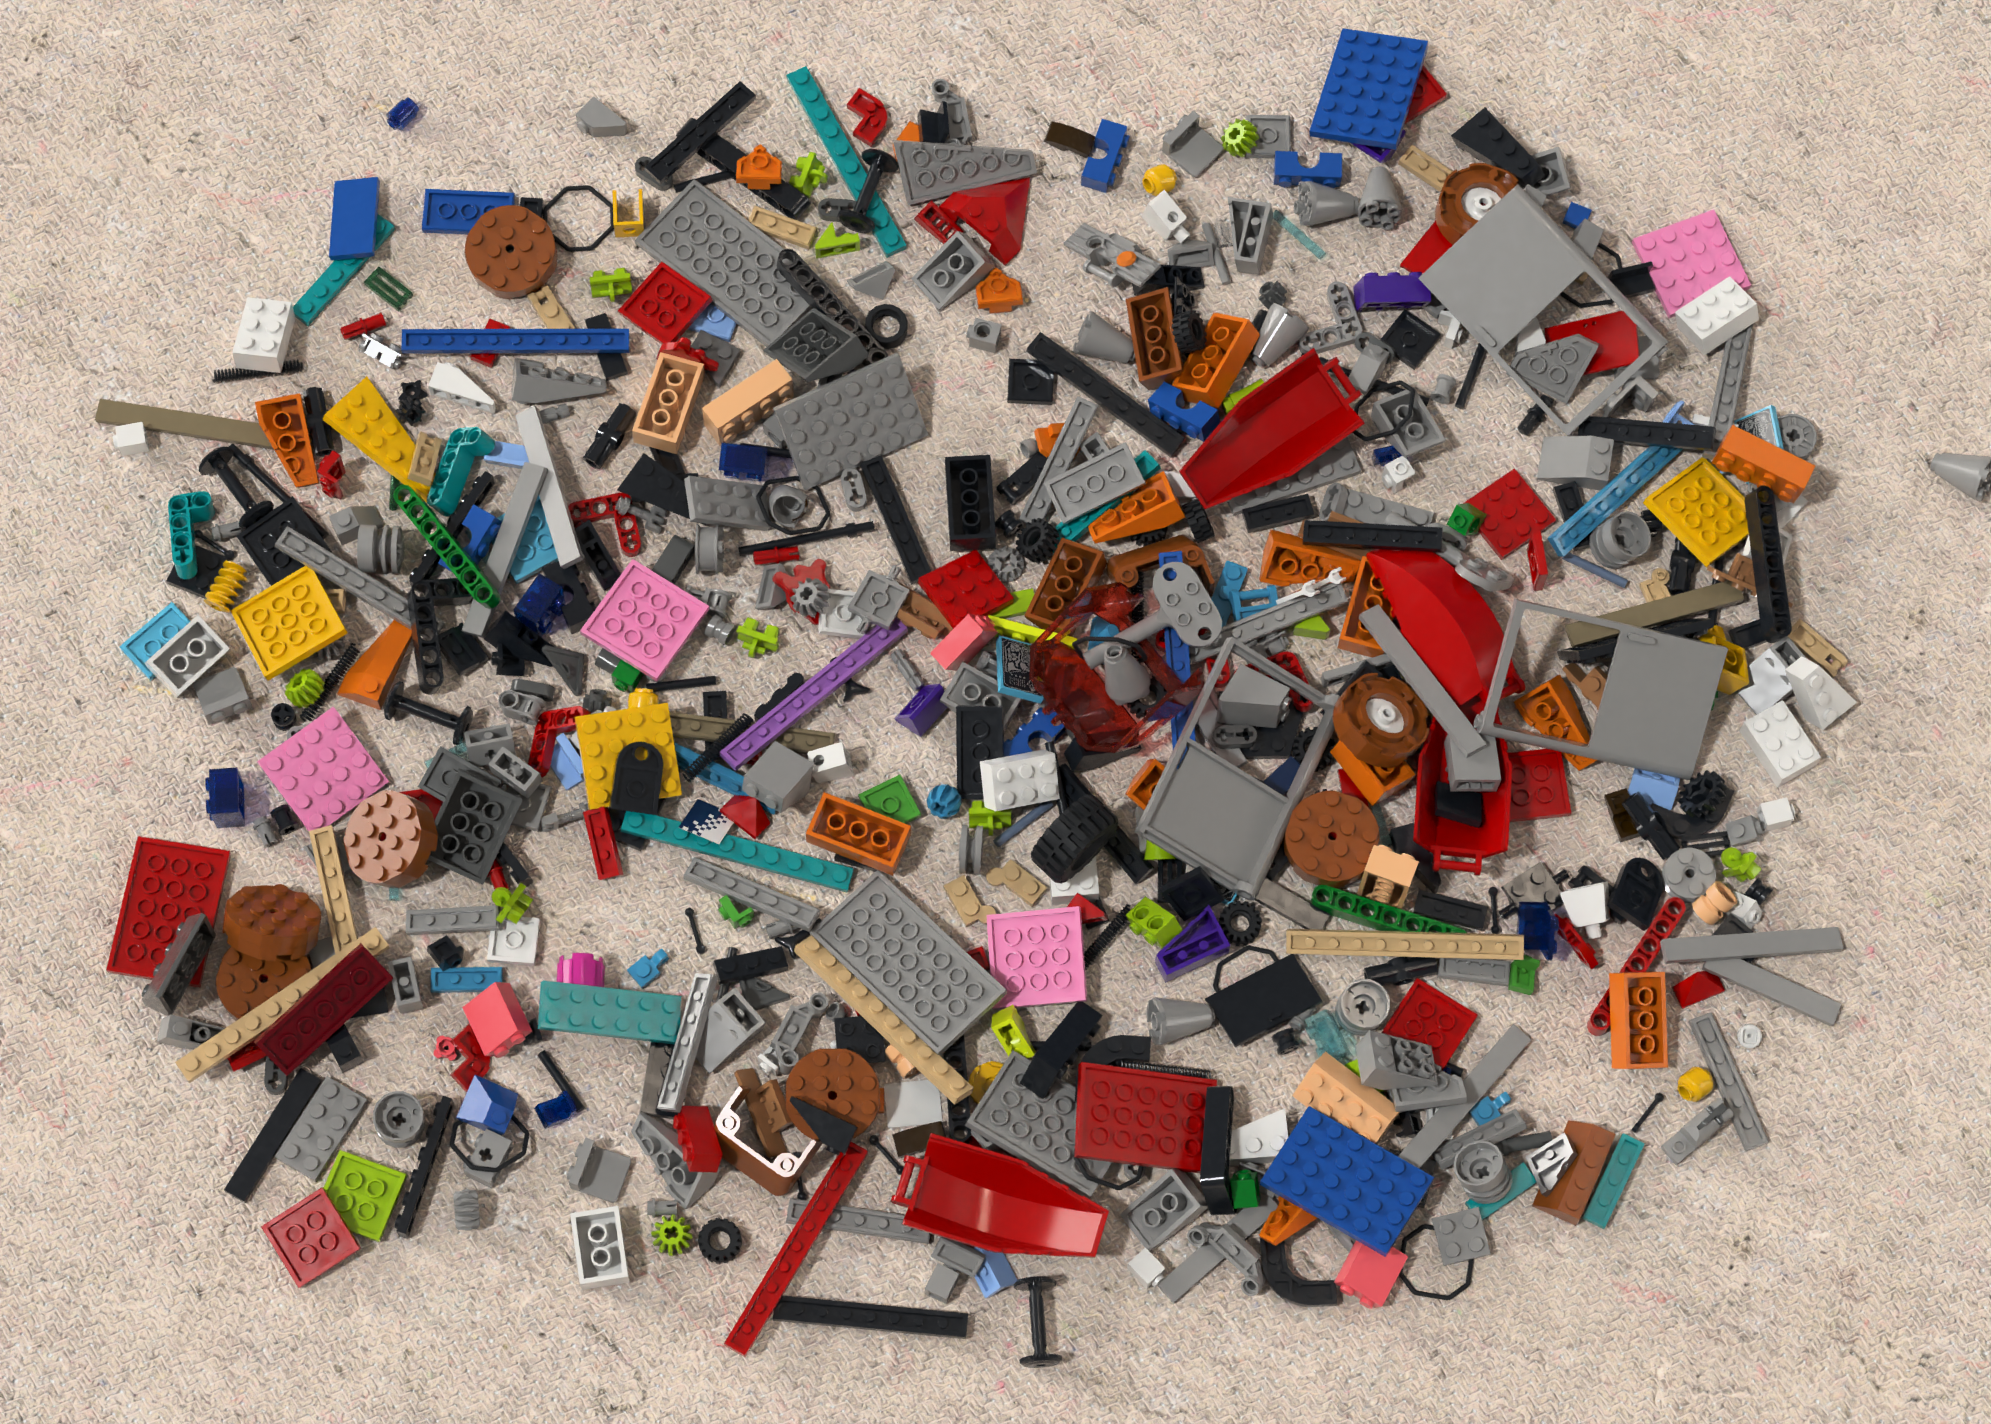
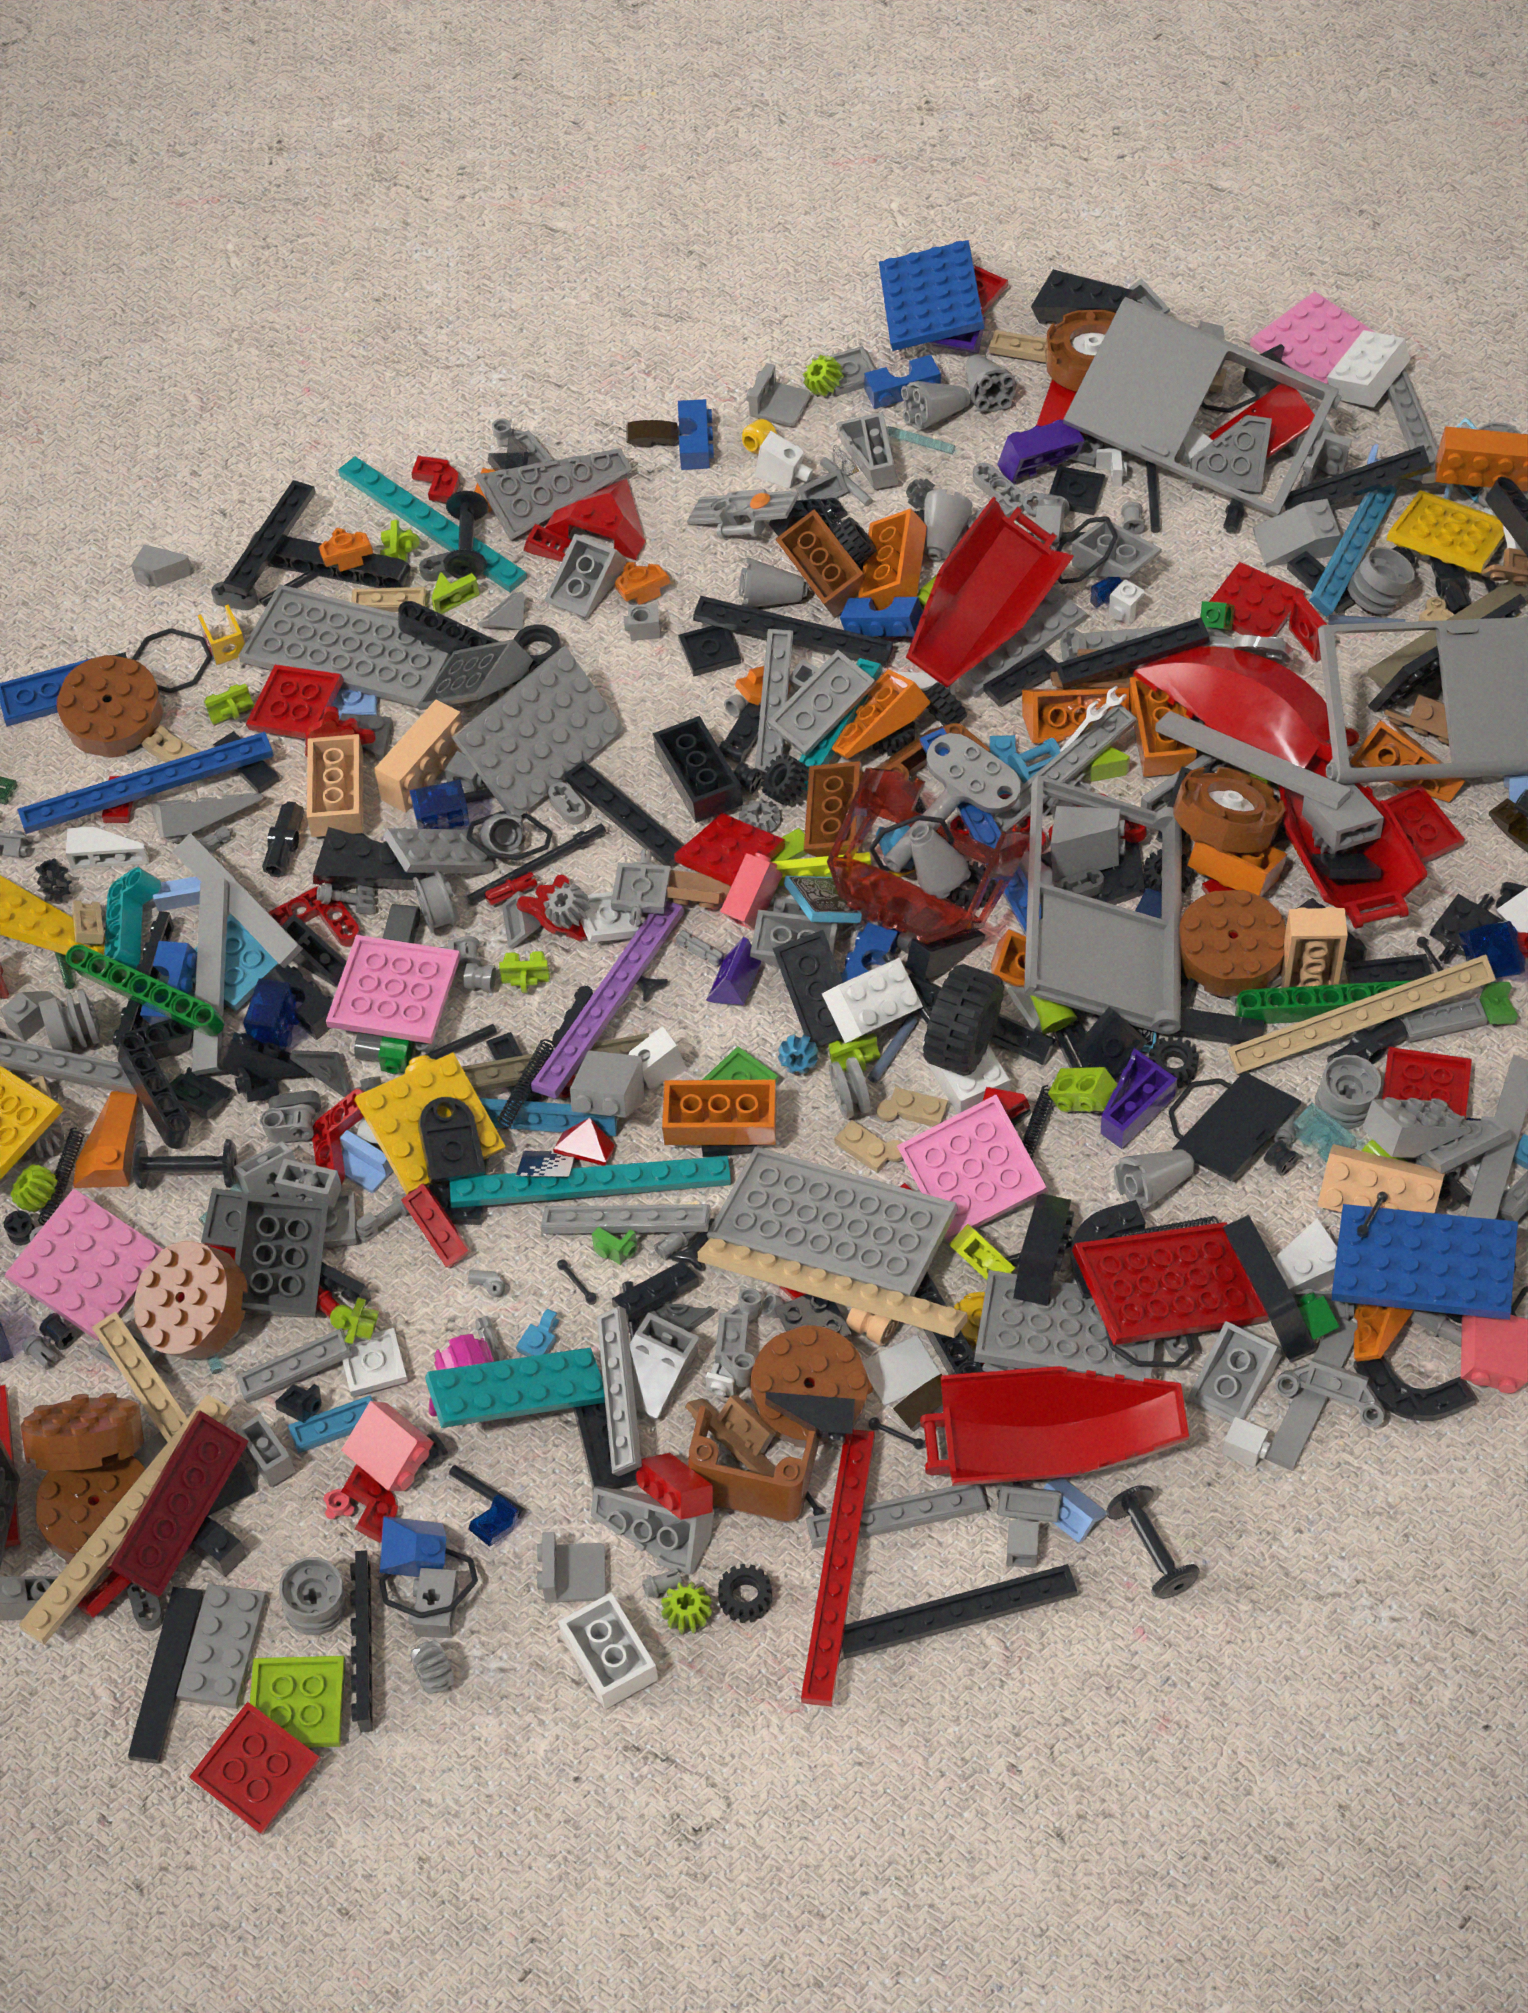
camera: 15 degrees left, 15 degrees down
(608, 956) = (486, 1331): none -> light grey axle
(628, 903) = (489, 1279): none -> light grey arm
(1309, 1137) = (1363, 1230): none -> black hinge

